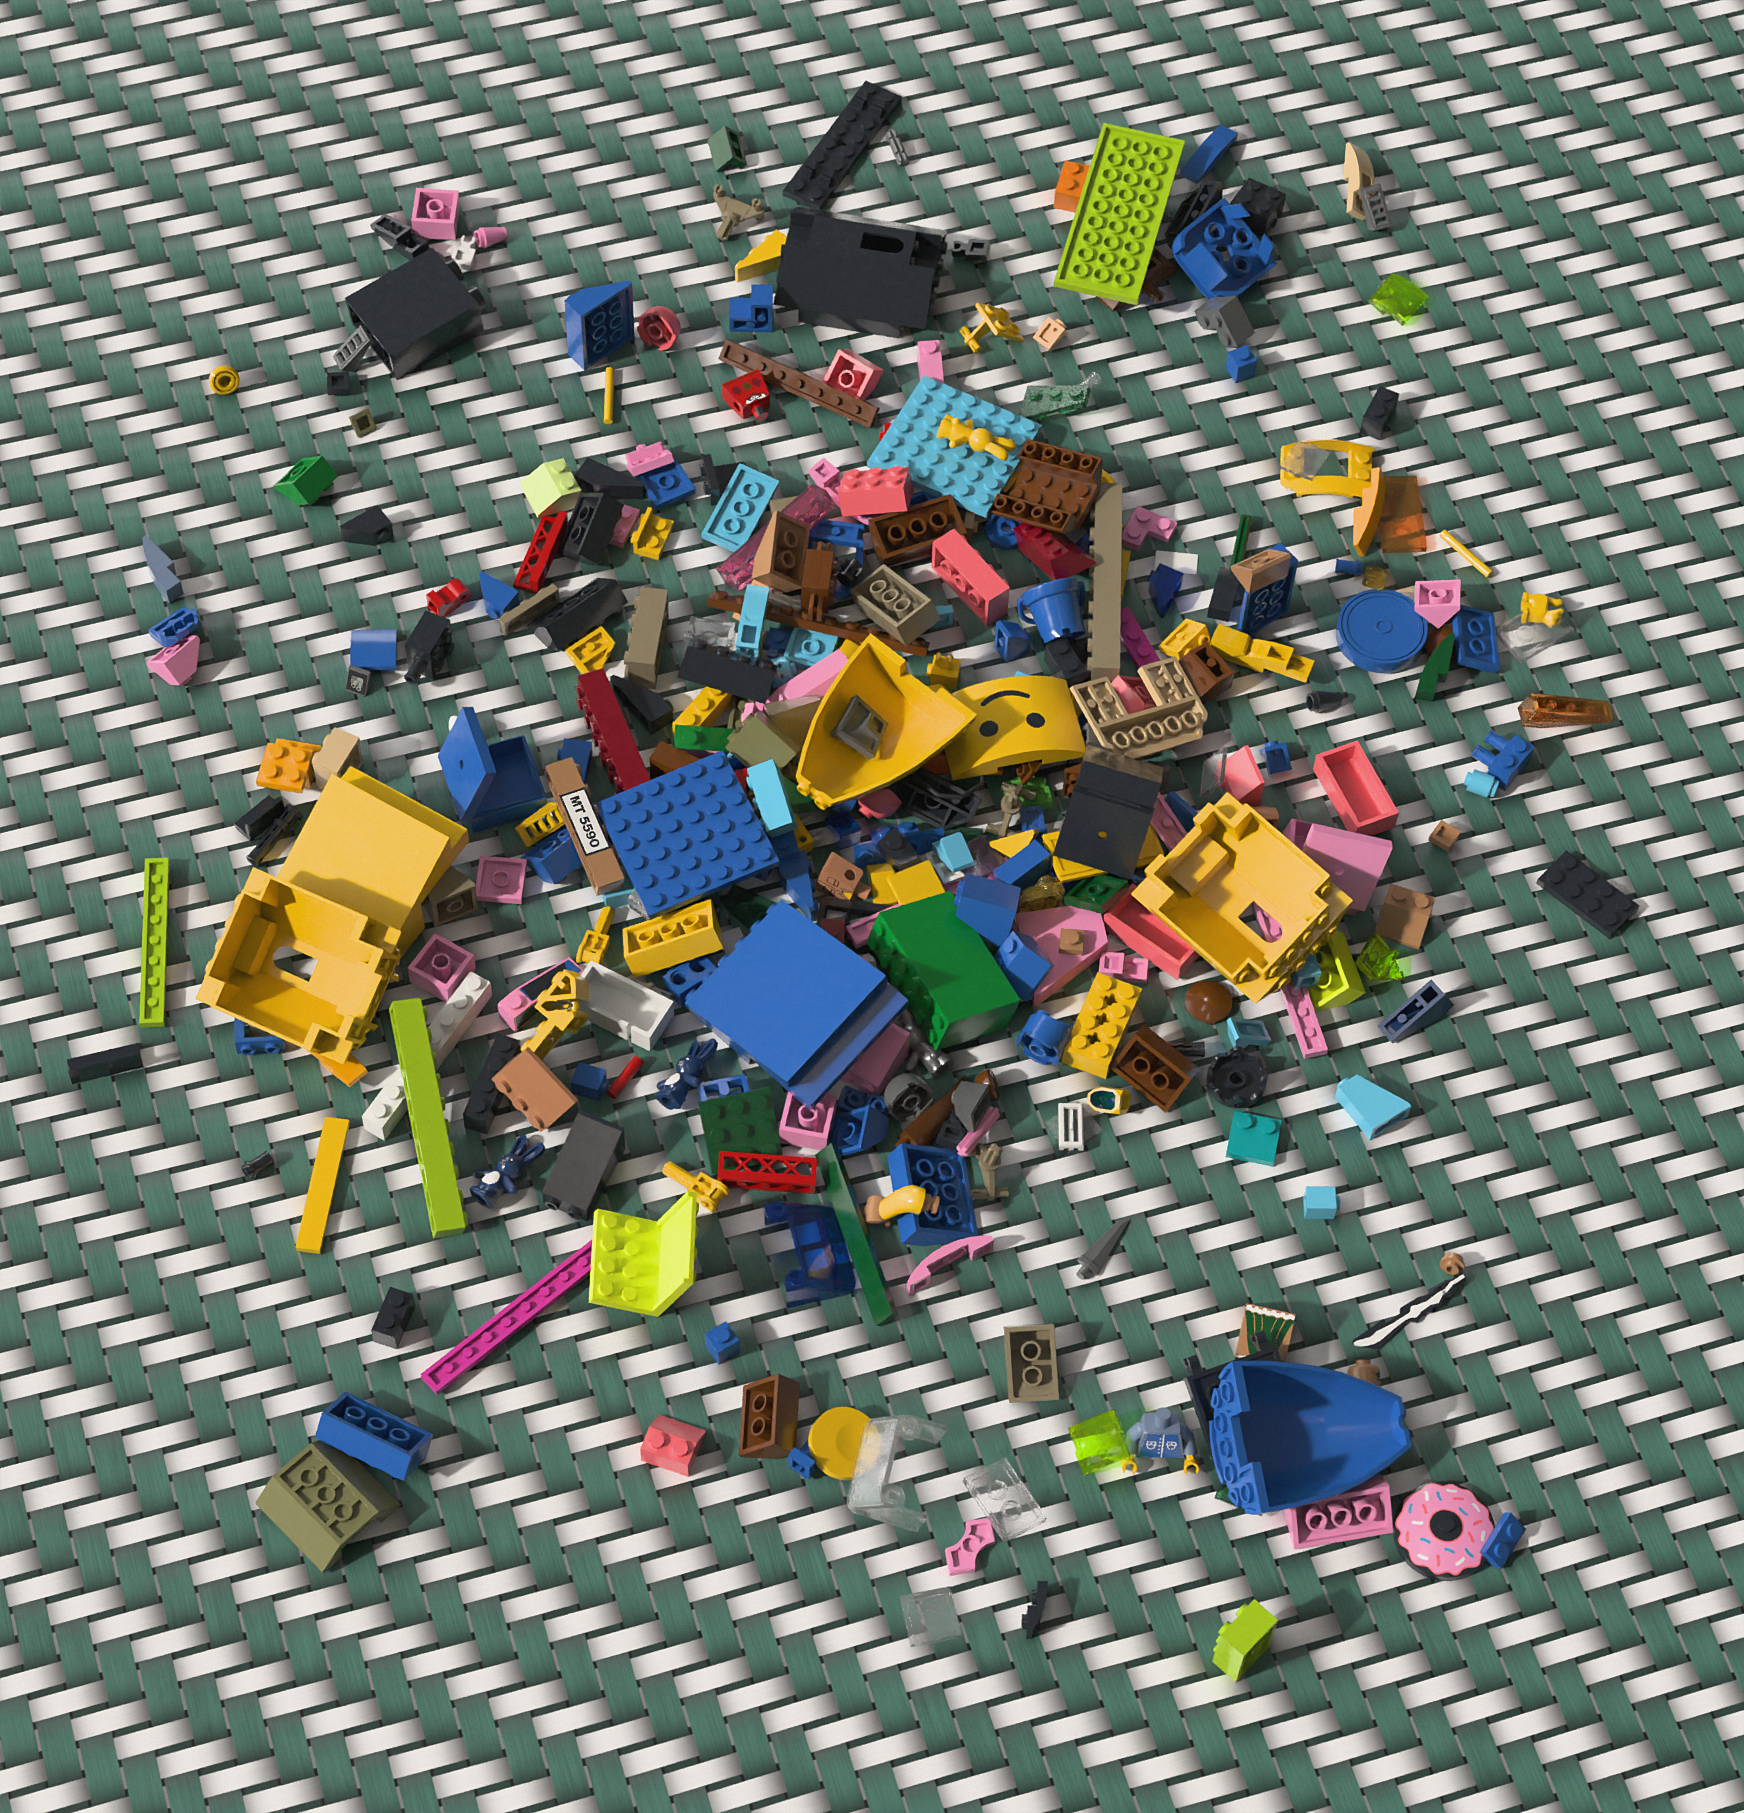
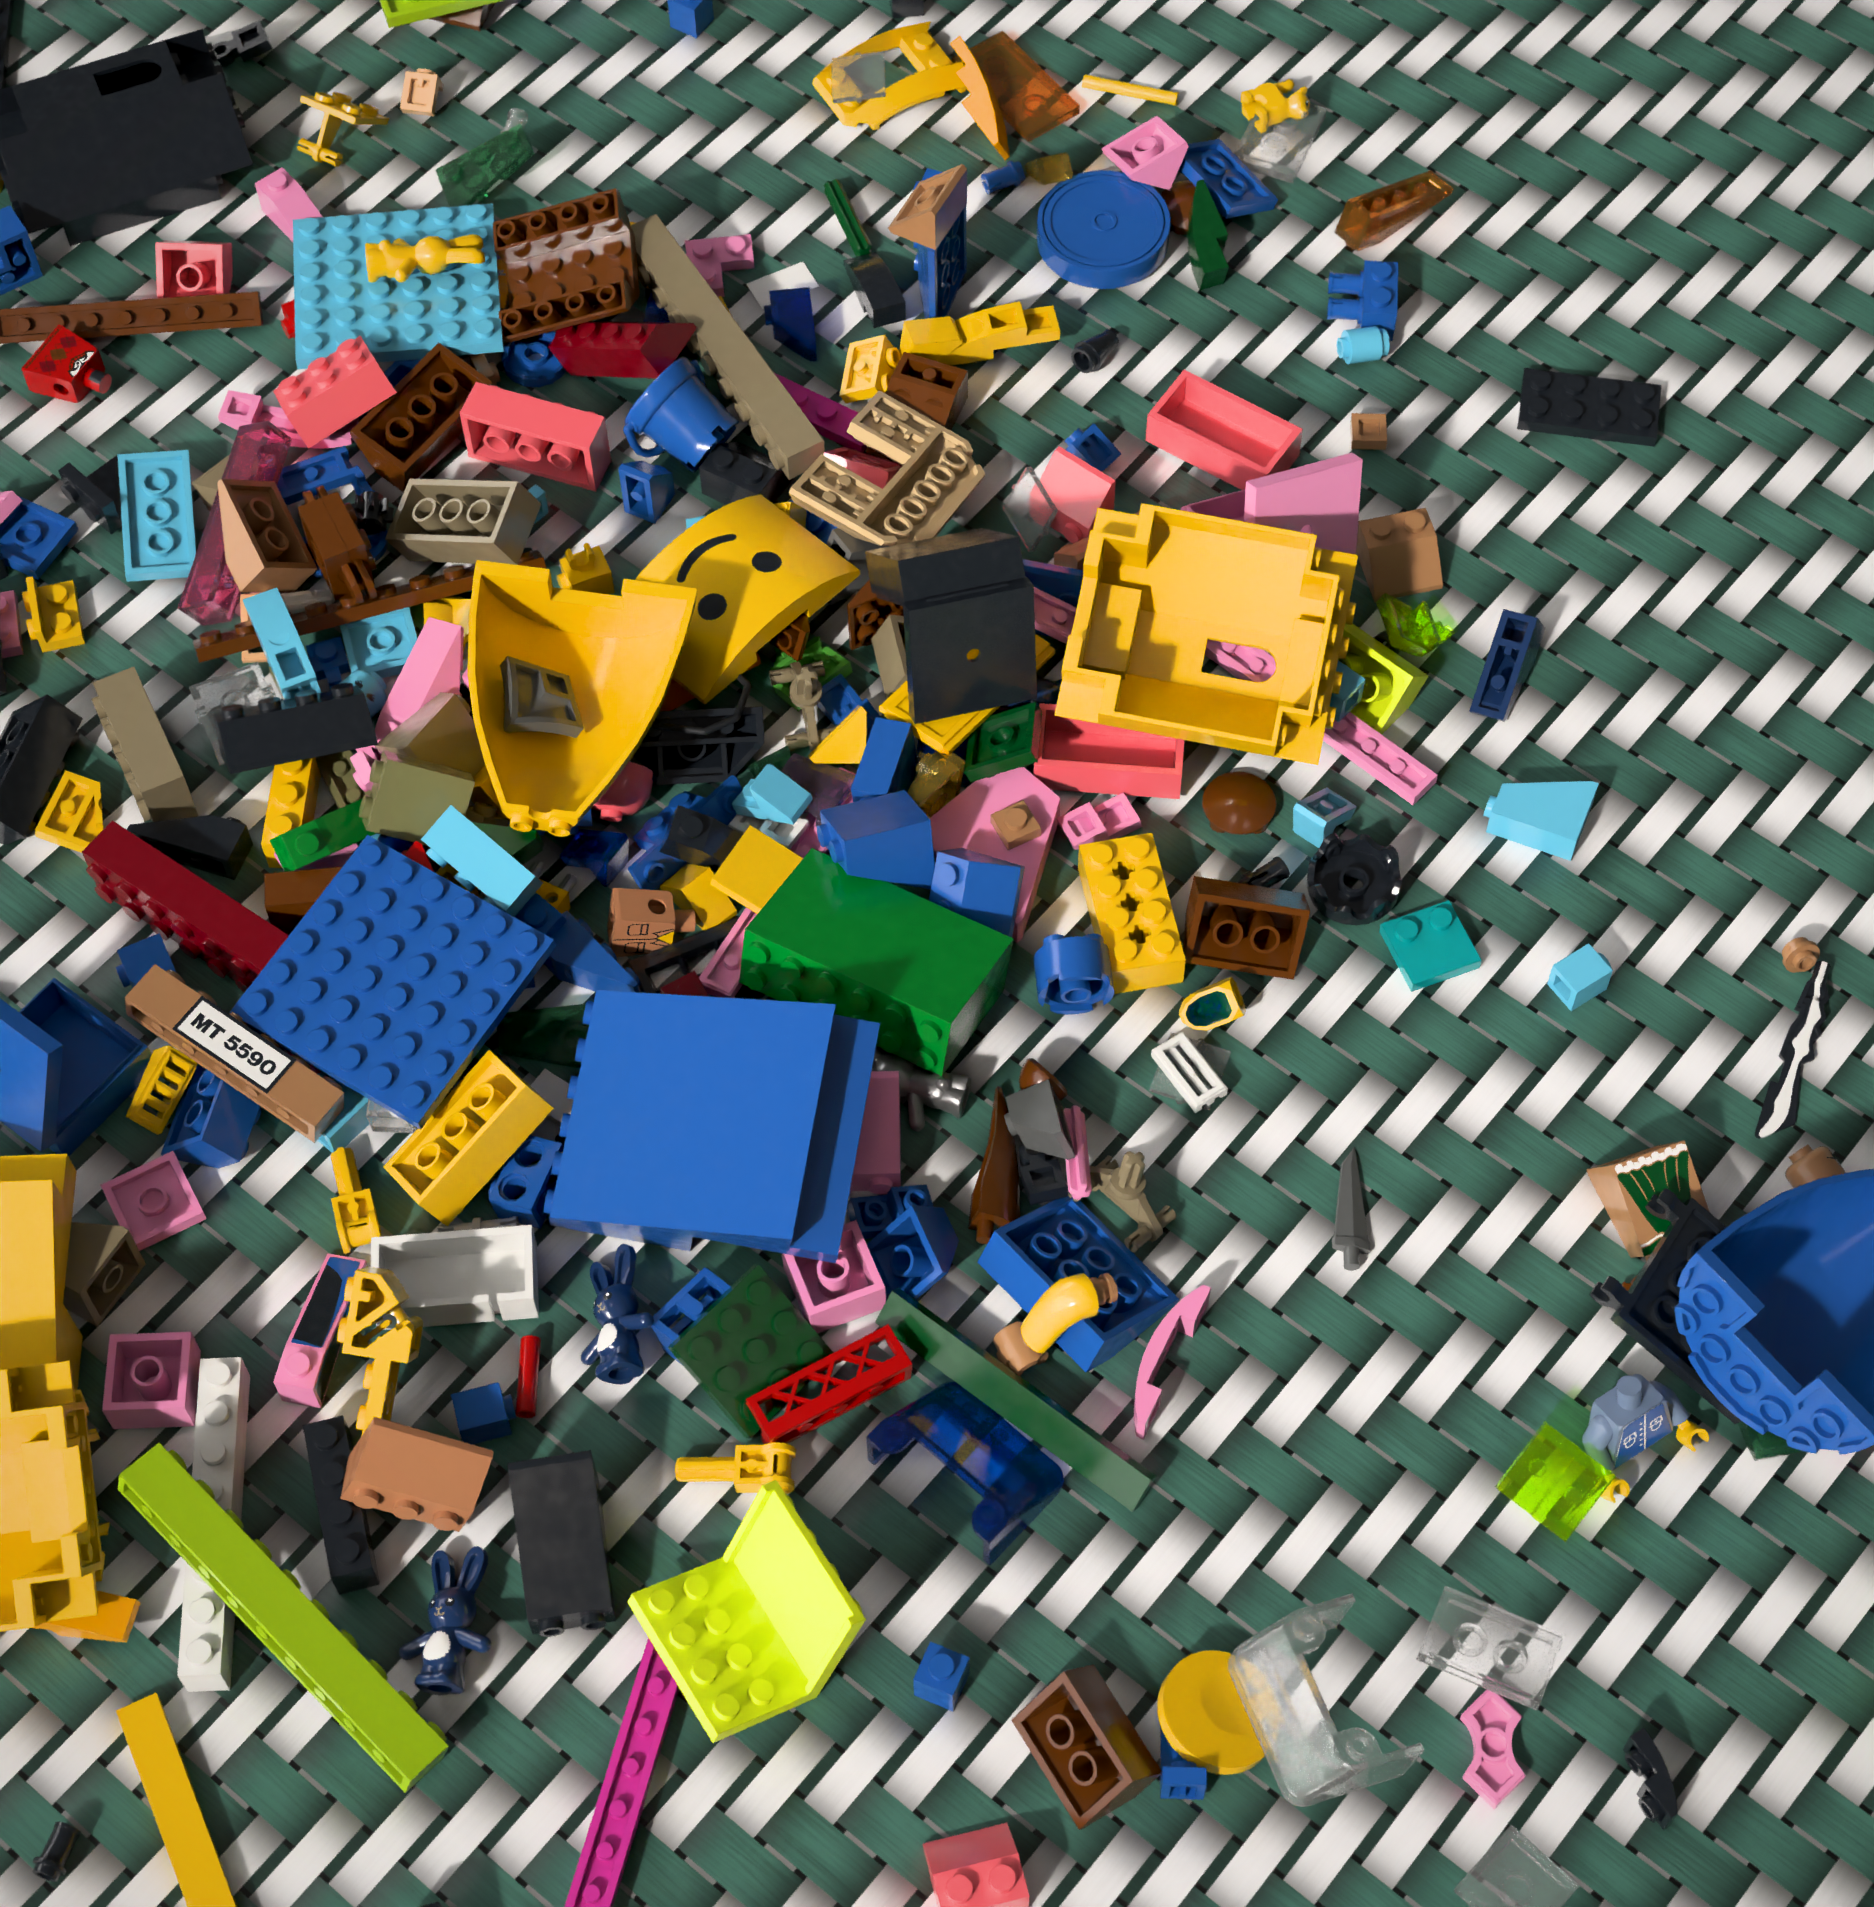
camera: 30 degrees left, 0 degrees up
(907, 1096) = (945, 1161): dark grey cylinder -> none
(1031, 1362) = (1380, 1426): dark tan slope -> none

